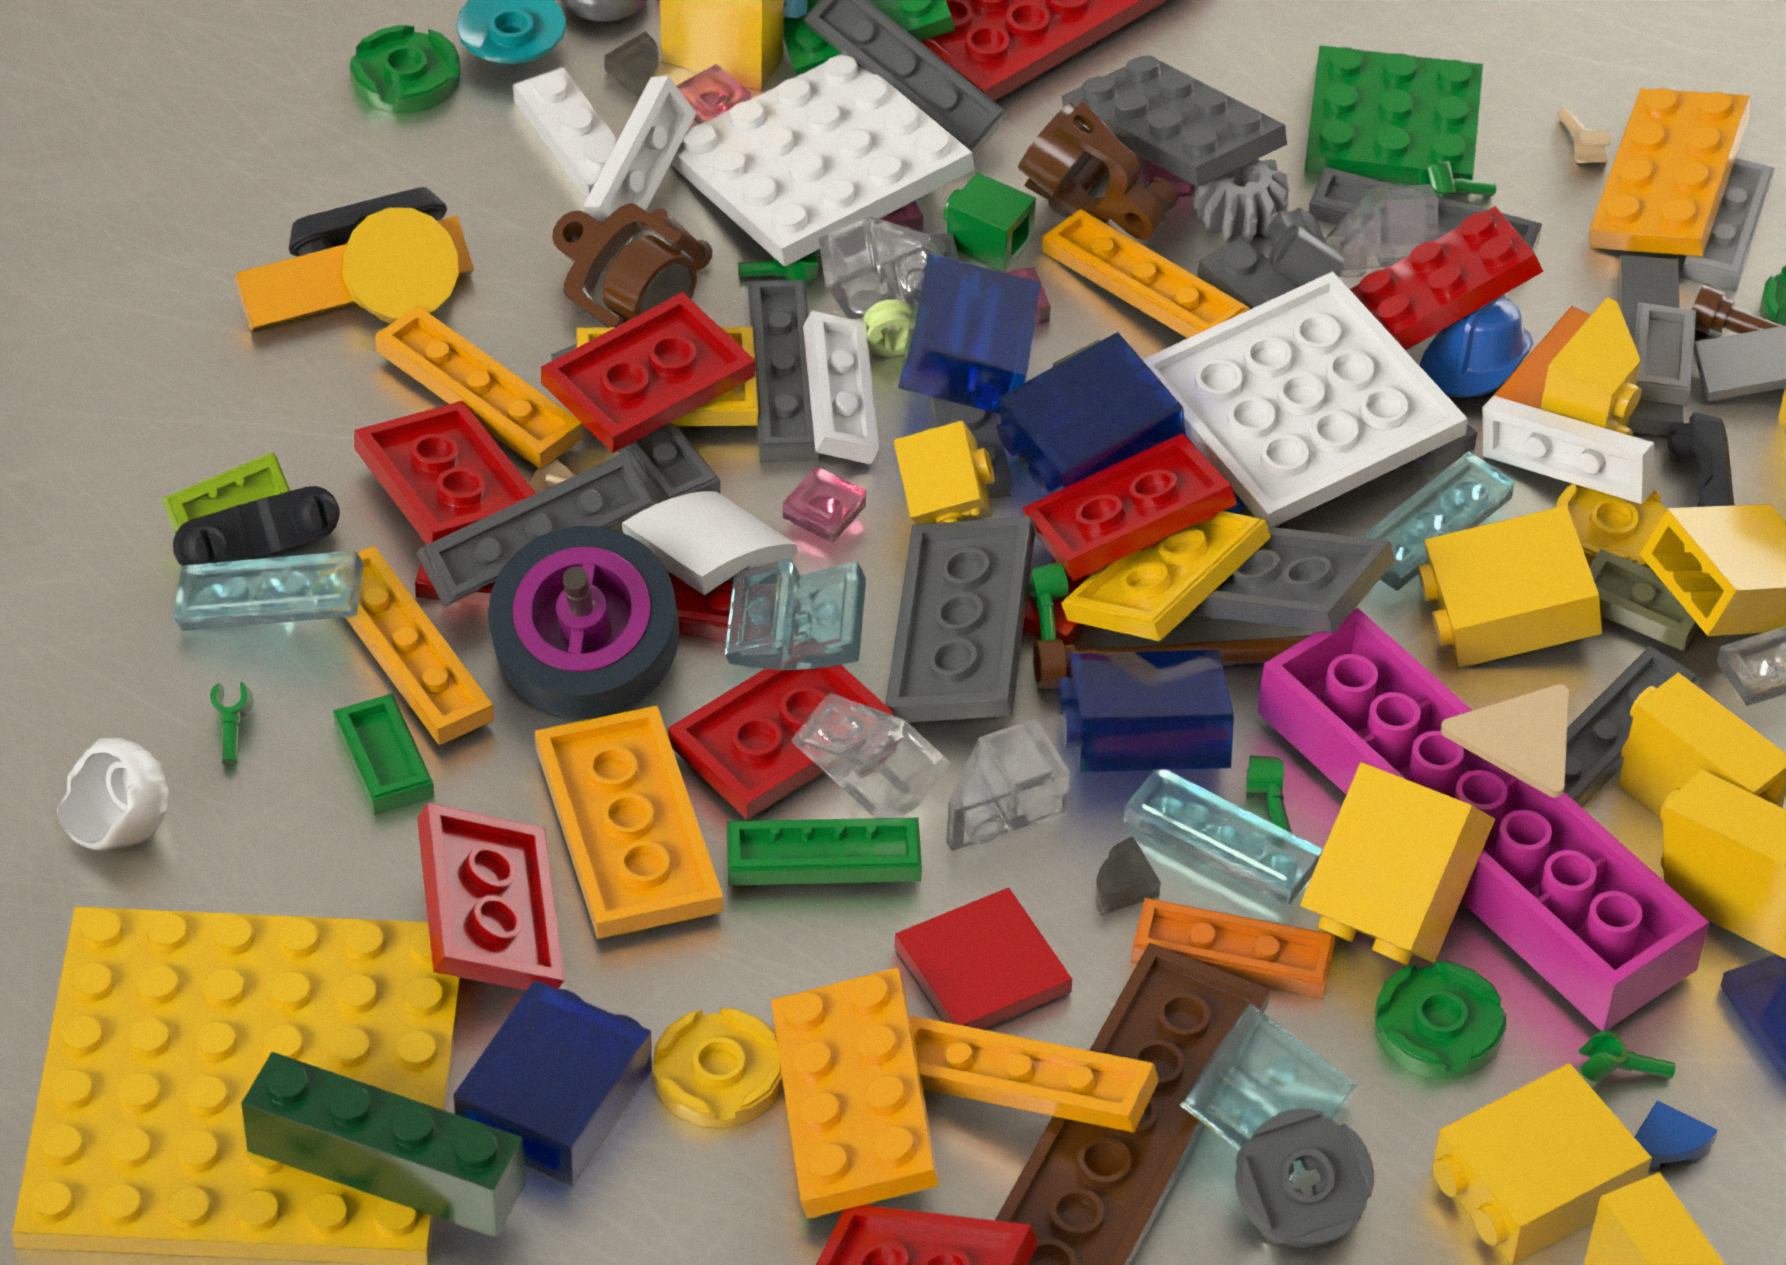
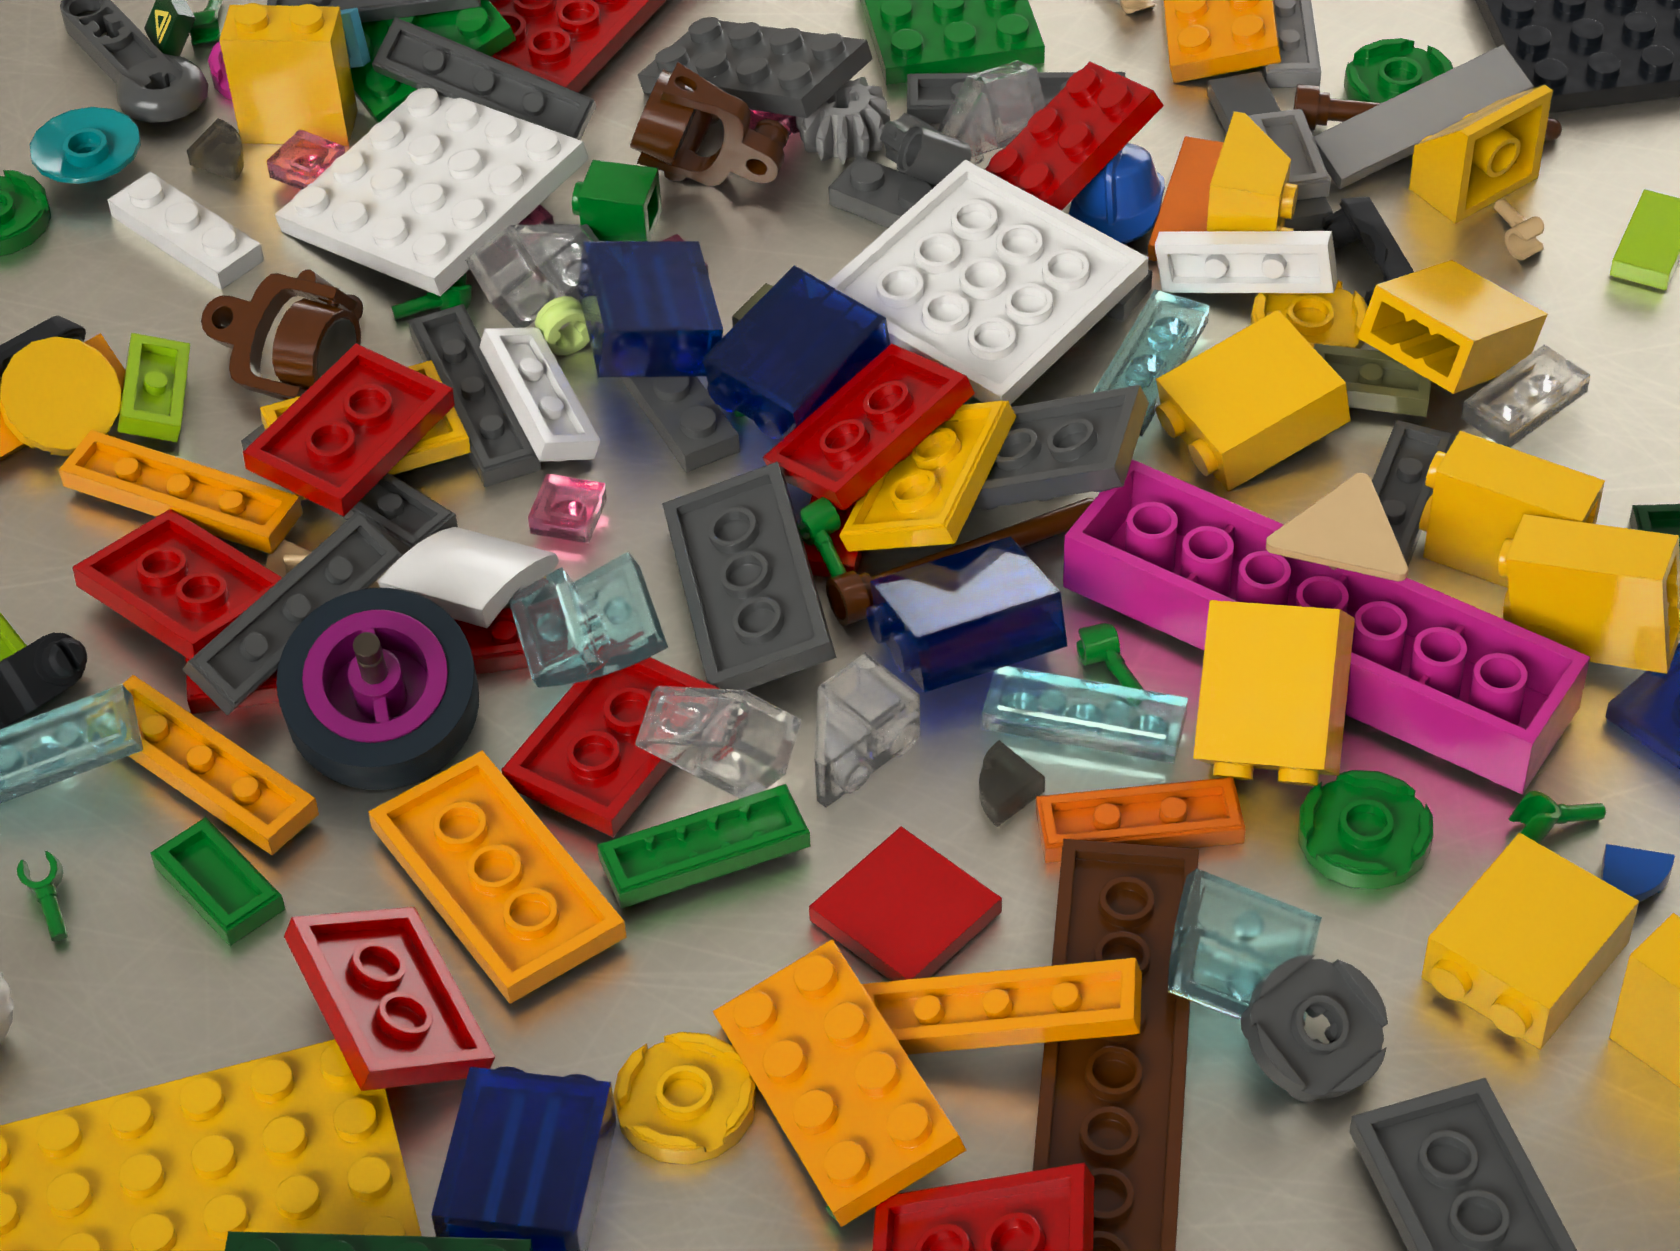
camera: 15 degrees left, 0 degrees up
(489, 280) = (154, 387): none -> lime plate
(642, 150) = (261, 223): white plate -> none
(945, 475) = (678, 446): yellow head -> none
(1139, 275) = (780, 215): light orange tile -> none
(1444, 184) = (1018, 51): green hand -> none

